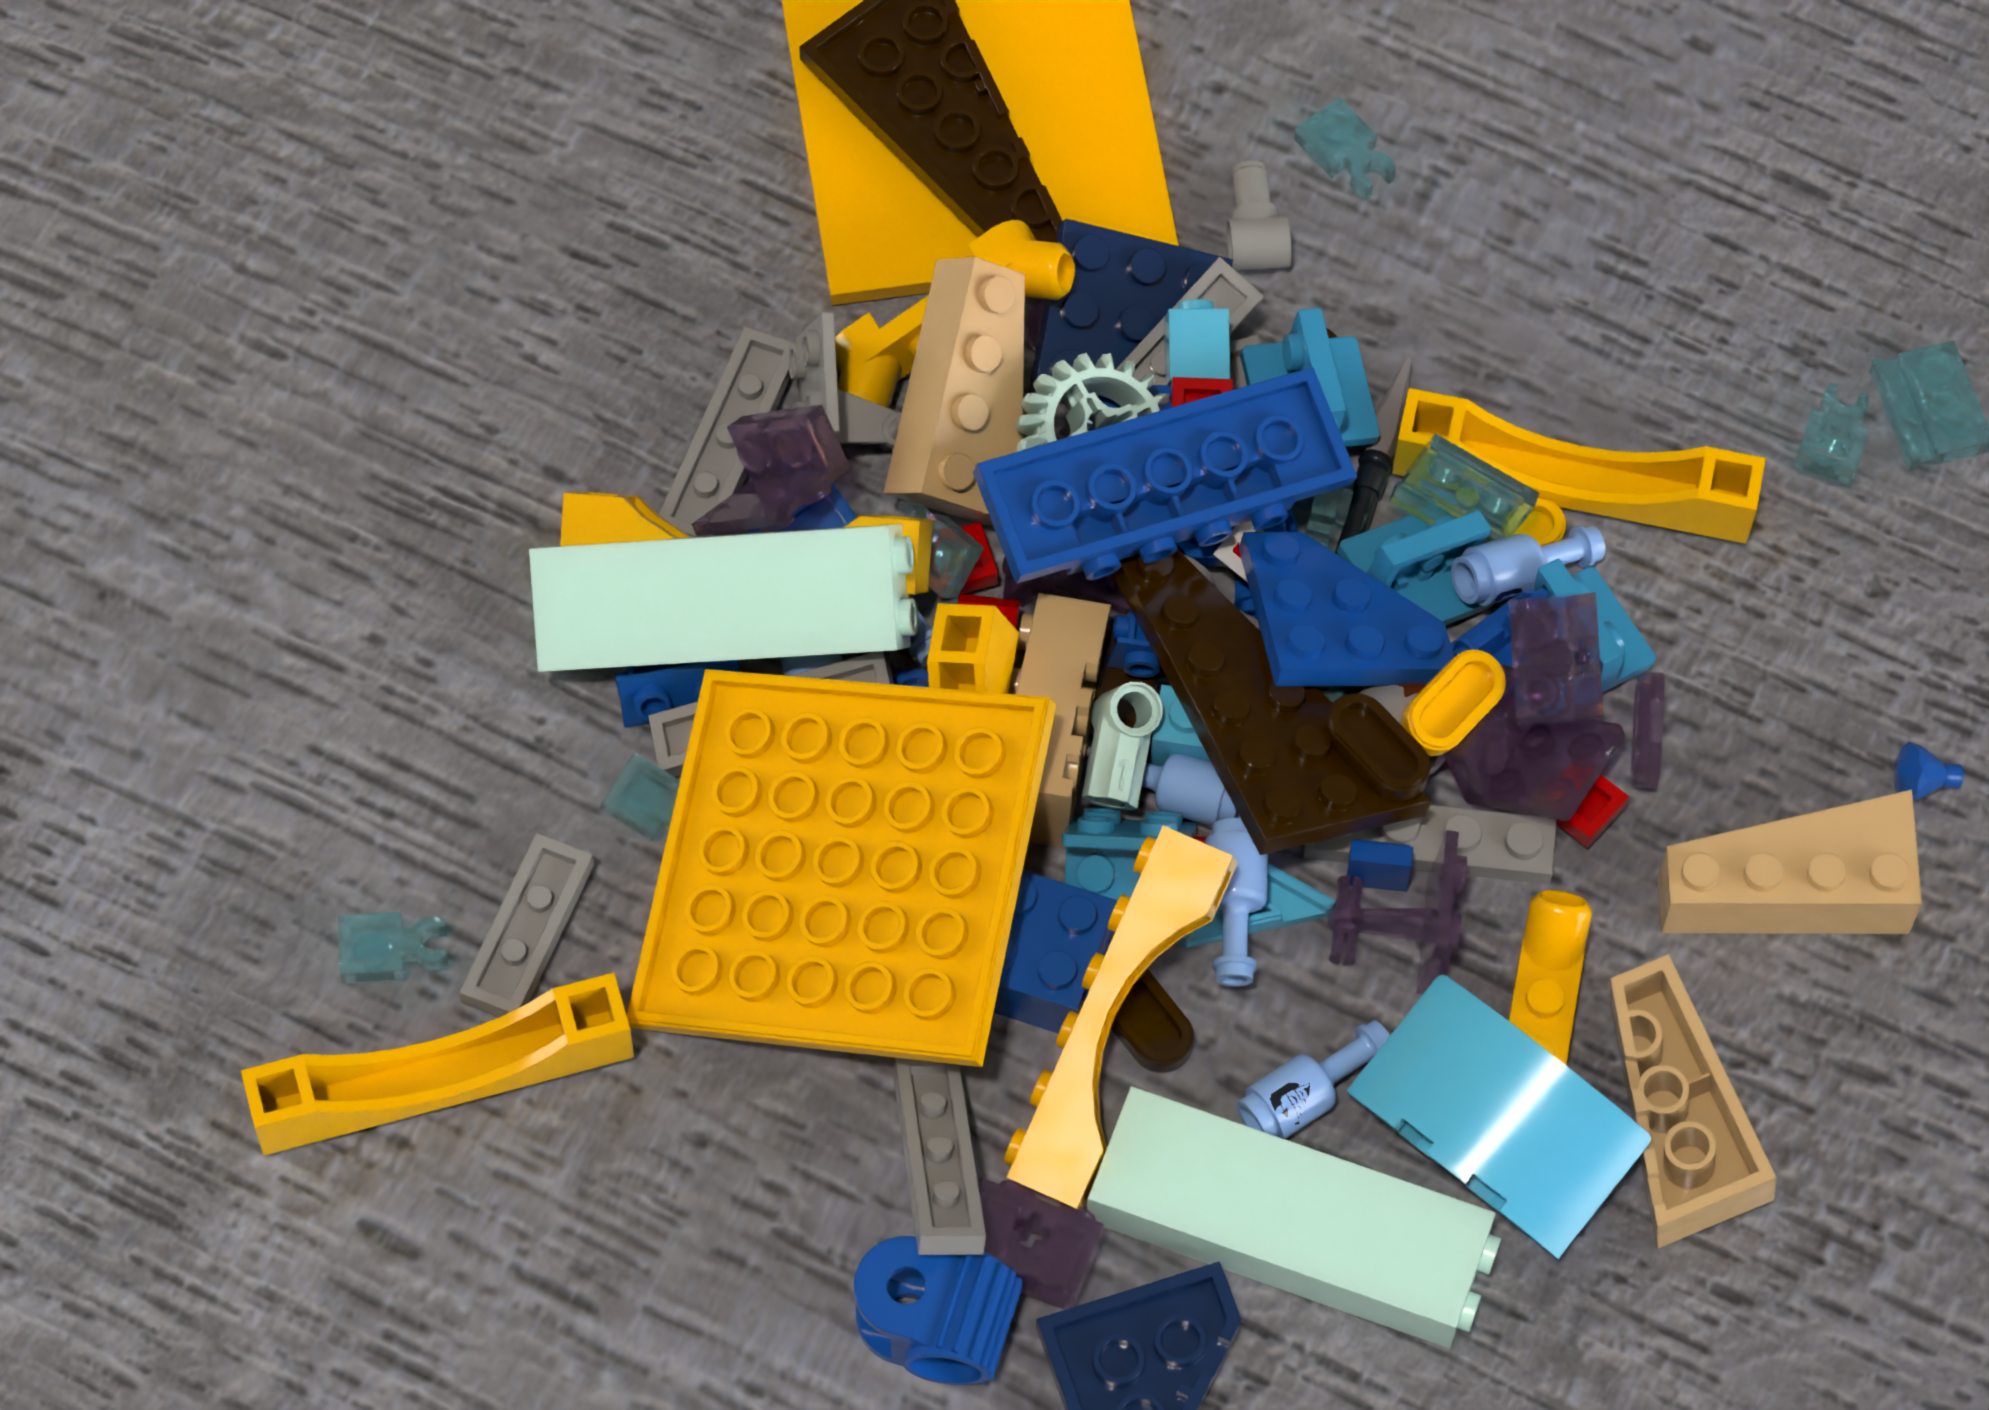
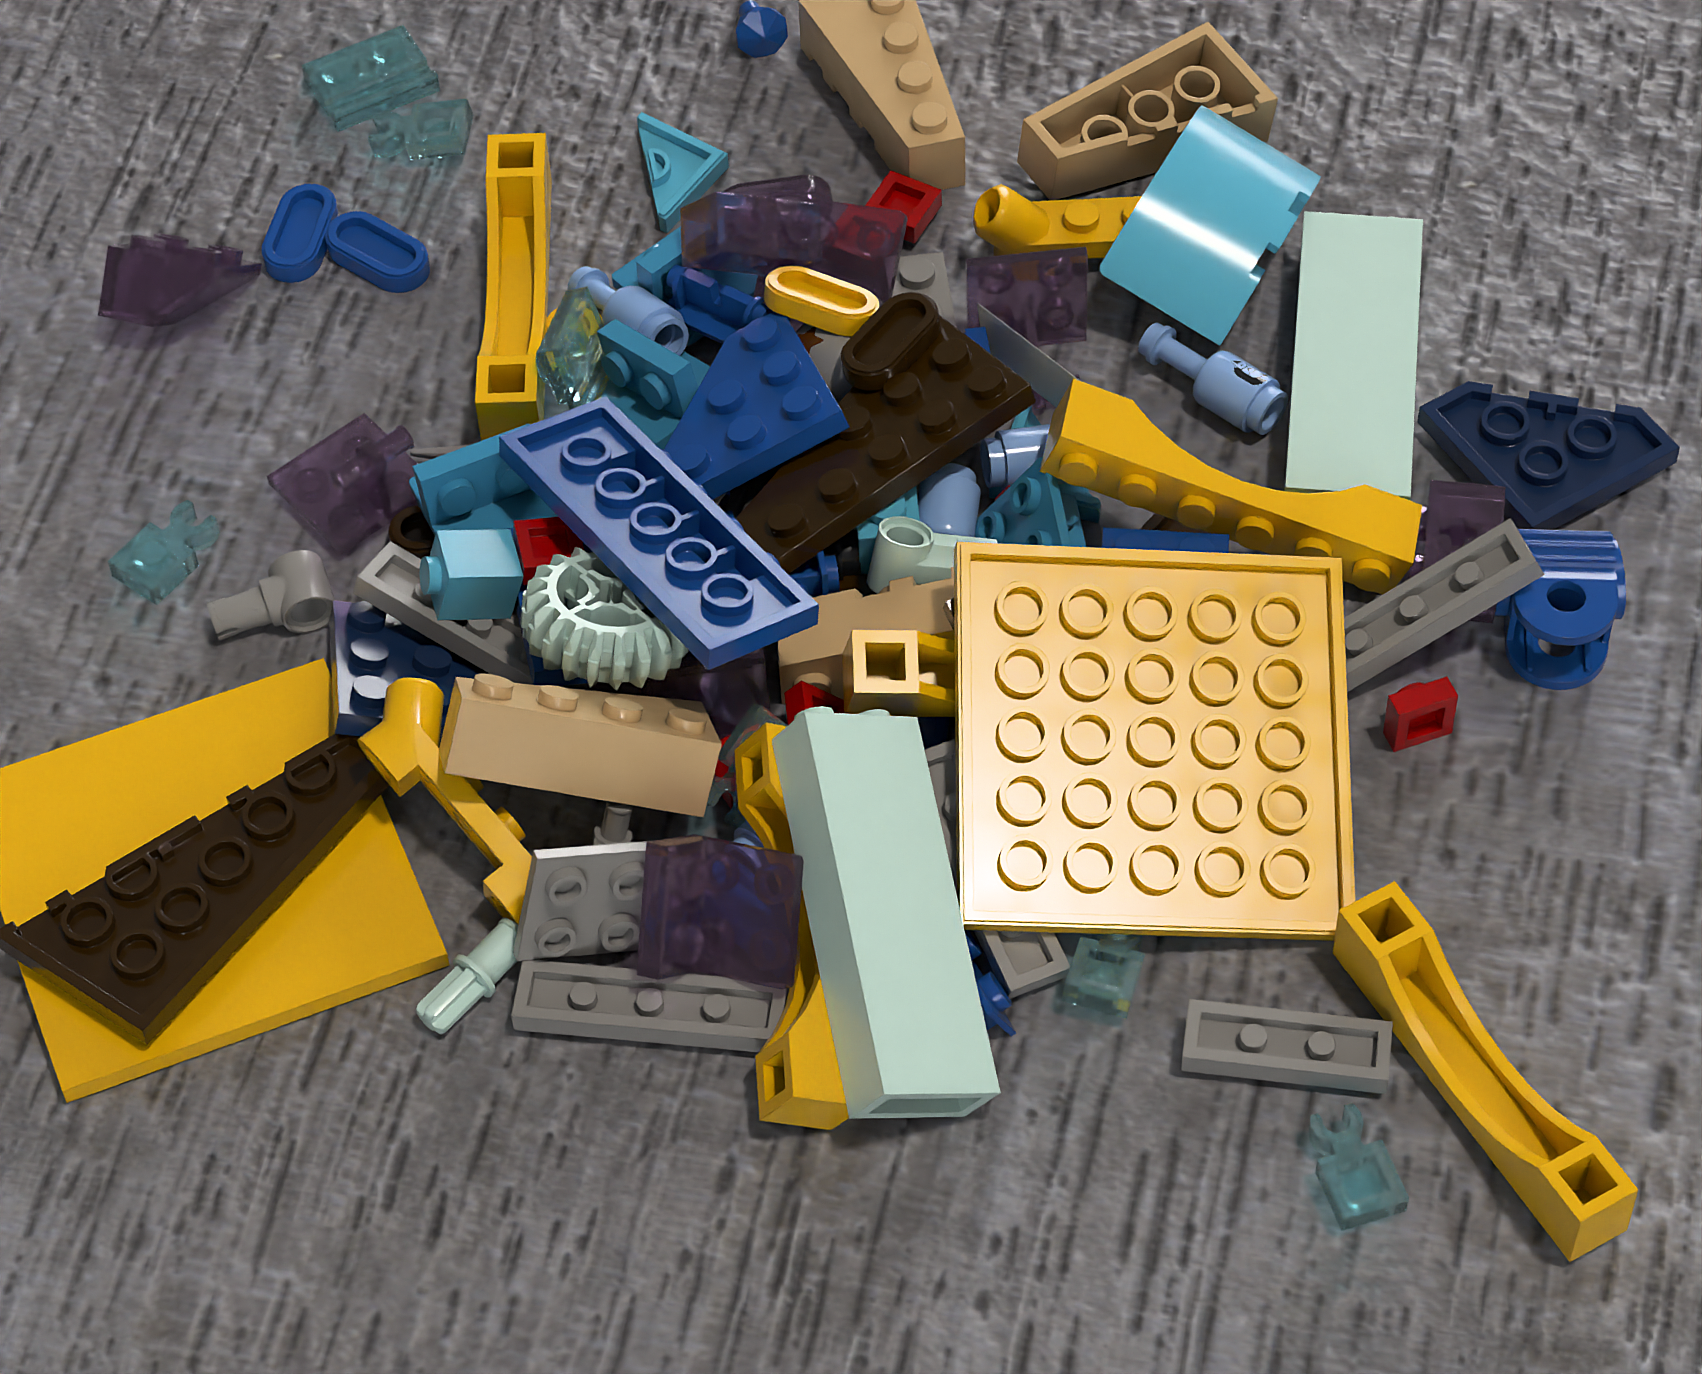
camera: 100 degrees left, 10 degrees down
(791, 298) = (470, 978): none -> light aqua axle
(849, 1145) = (1420, 713): none -> red plate
(1319, 896) = (1025, 359): none -> white sticker
(1384, 302) = (350, 481): none -> clear purple plate
(1623, 851) = (912, 197): none -> red plate
(1675, 183) = (166, 280): none -> clear purple slope
(1685, 375) = (377, 252): none -> blue tile
(1727, 312) = (297, 233): none -> blue tile
(1737, 662) = (677, 167): none -> medium azure tile

